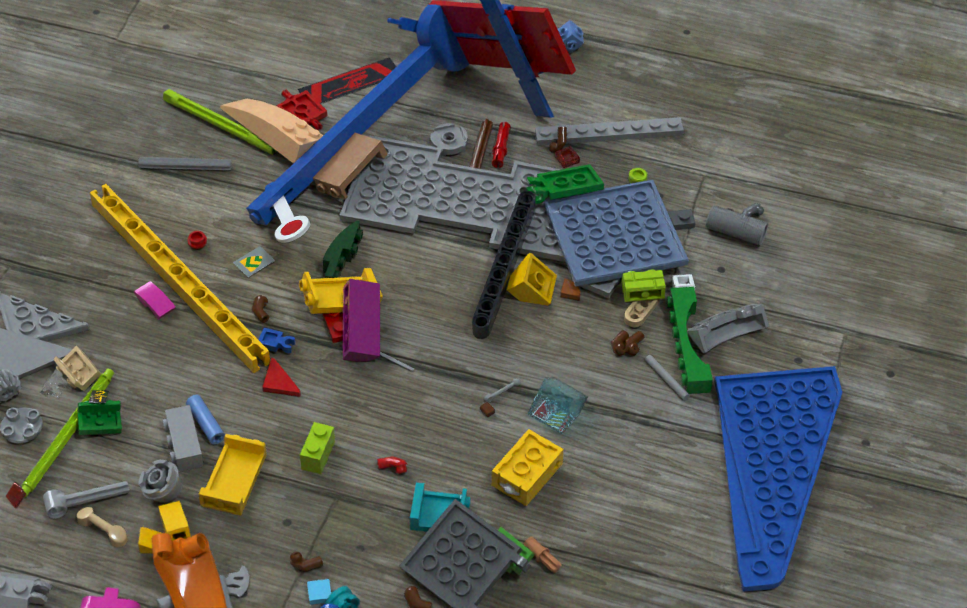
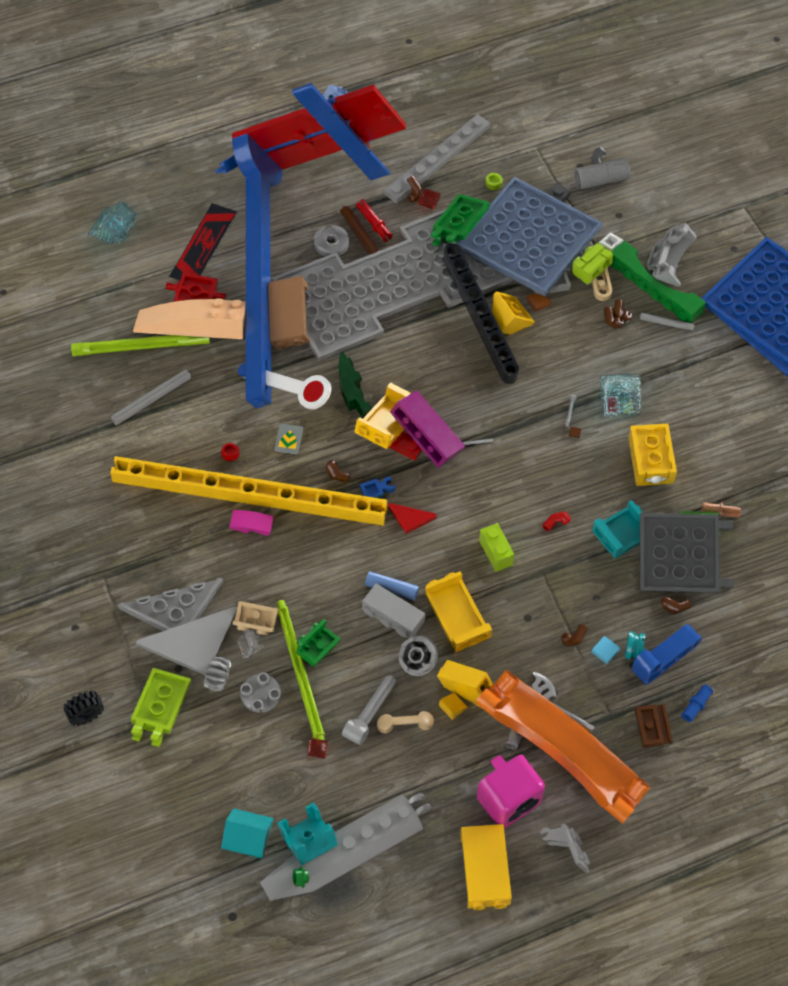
camera: 40 degrees left, 10 degrees up
(98, 396) = (302, 627): sticker -> none
(295, 25) = (113, 223): none -> clear light blue slope

